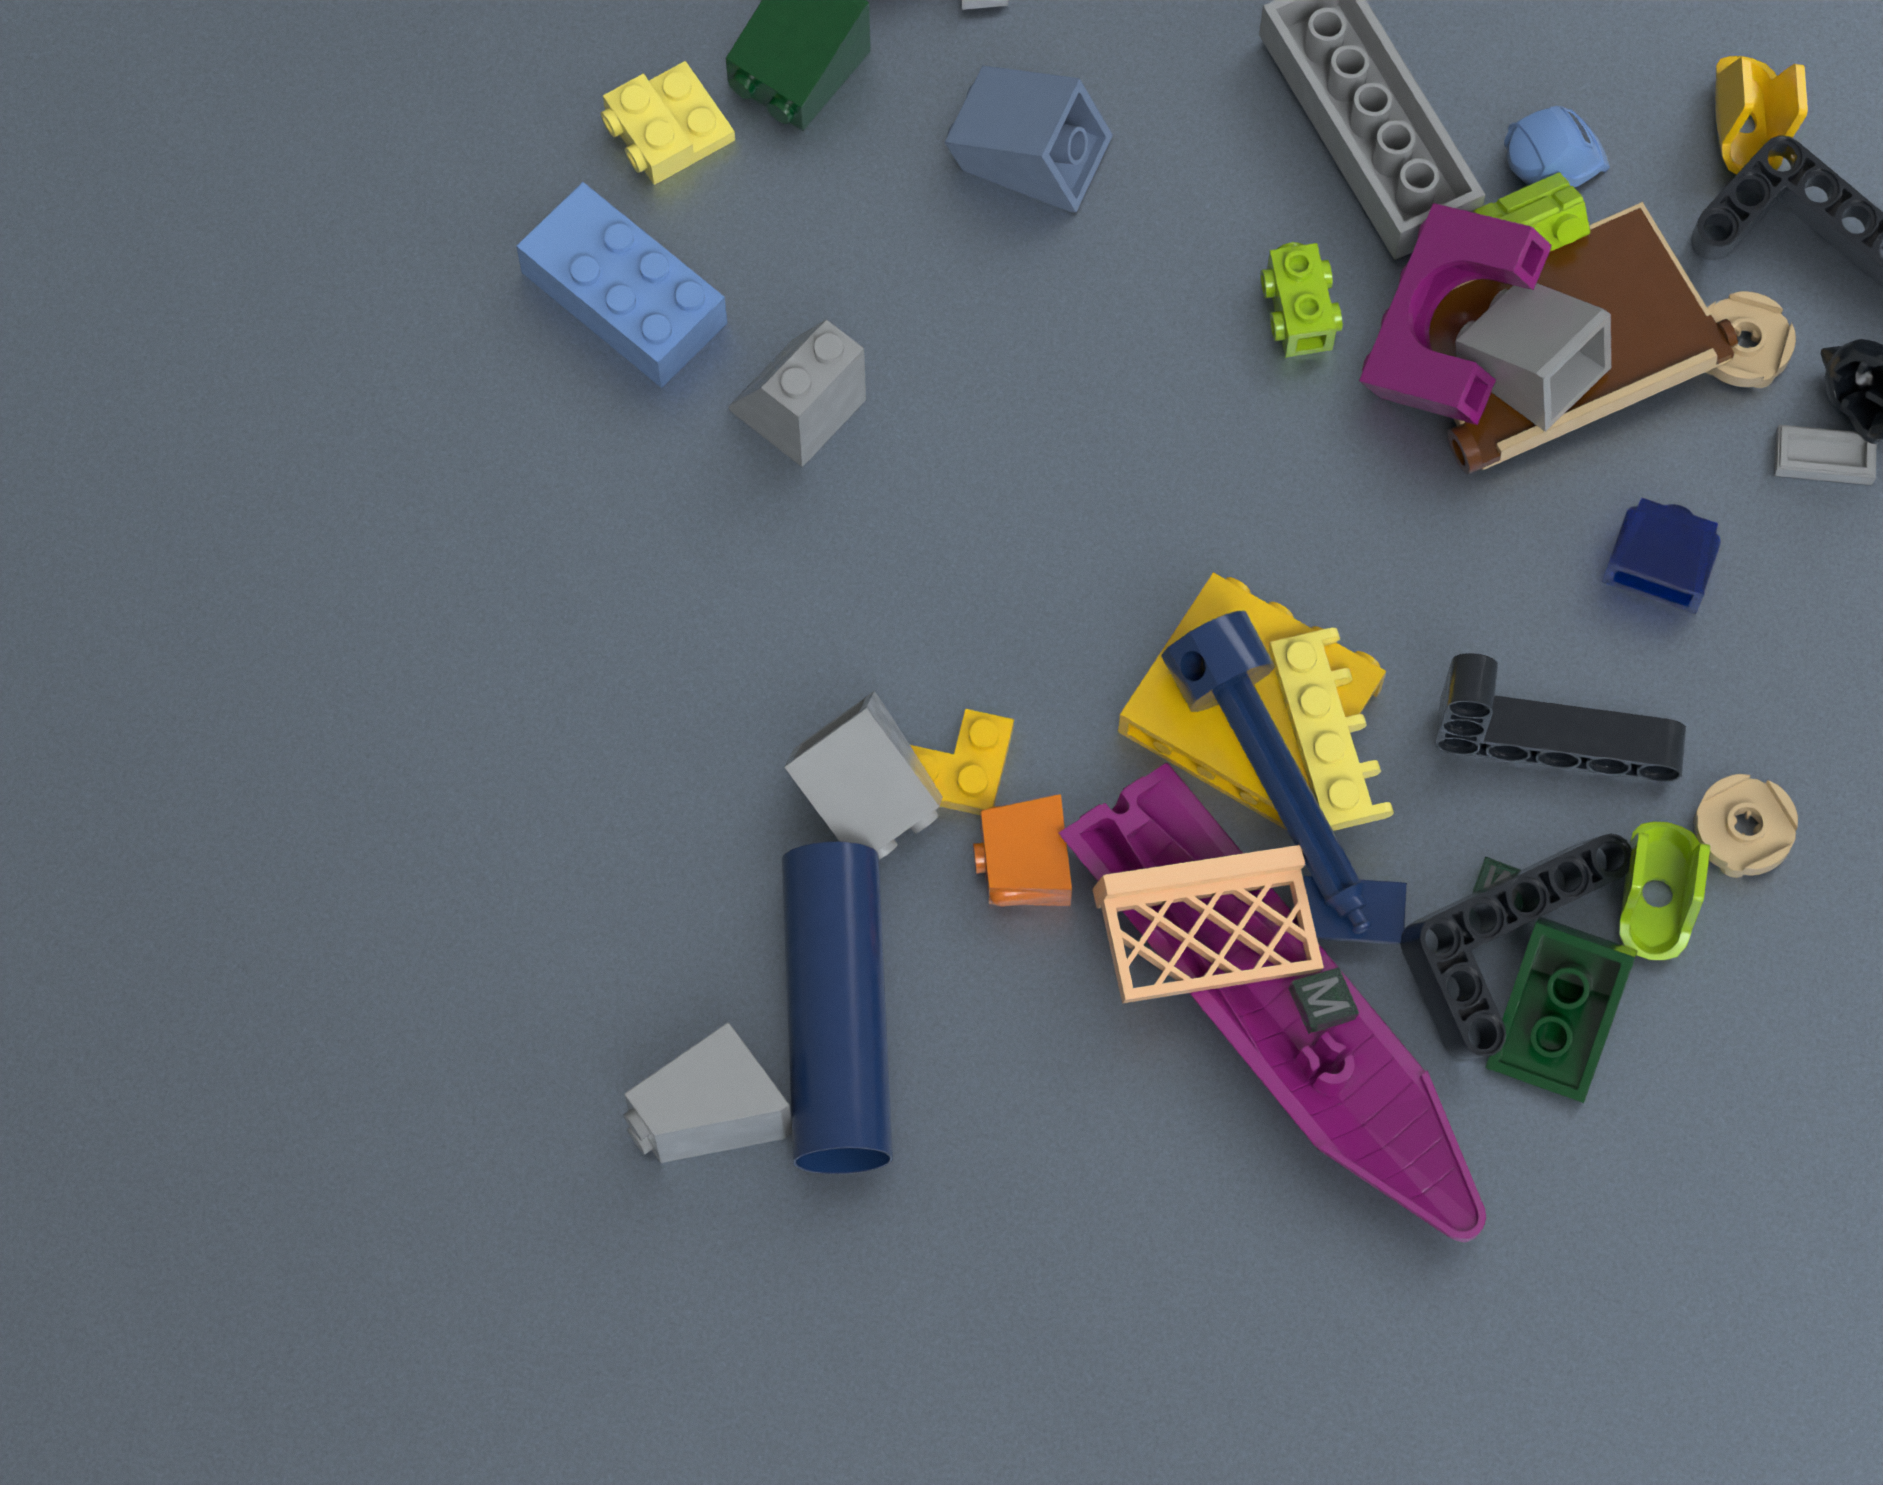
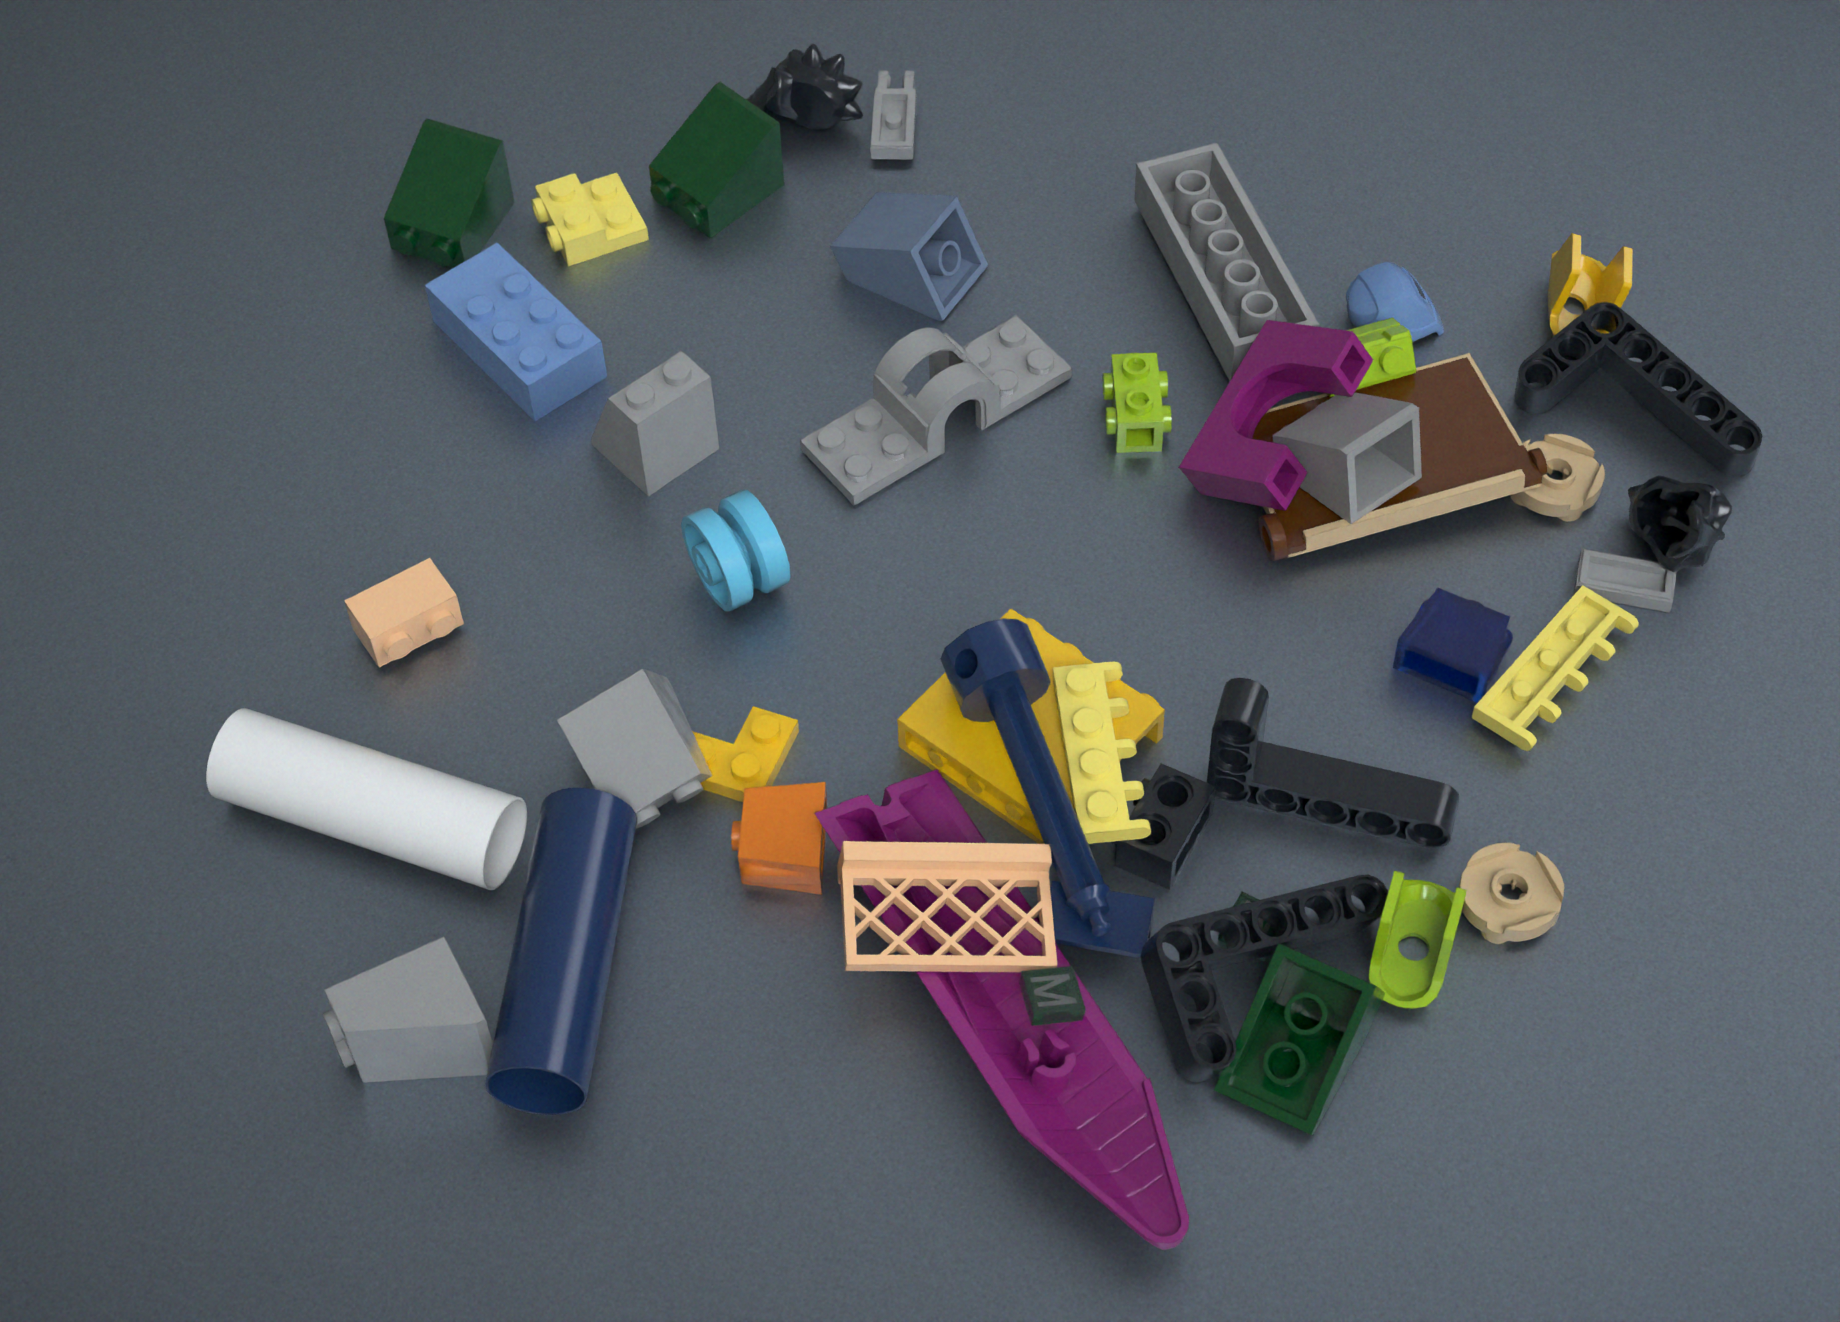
camera: 10 degrees right, 15 degrees down
(511, 121) = (449, 195): none -> dark green slope
(586, 647) = (404, 612): none -> light nougat brick
(600, 867) = (367, 798): none -> white piece
(919, 537) = (736, 550): none -> medium azure wheel
(1047, 370) = (903, 432): none -> light grey piece
(1408, 797) = (1172, 828): none -> black brick
(1761, 565) = (1550, 664): none -> light yellow hinge

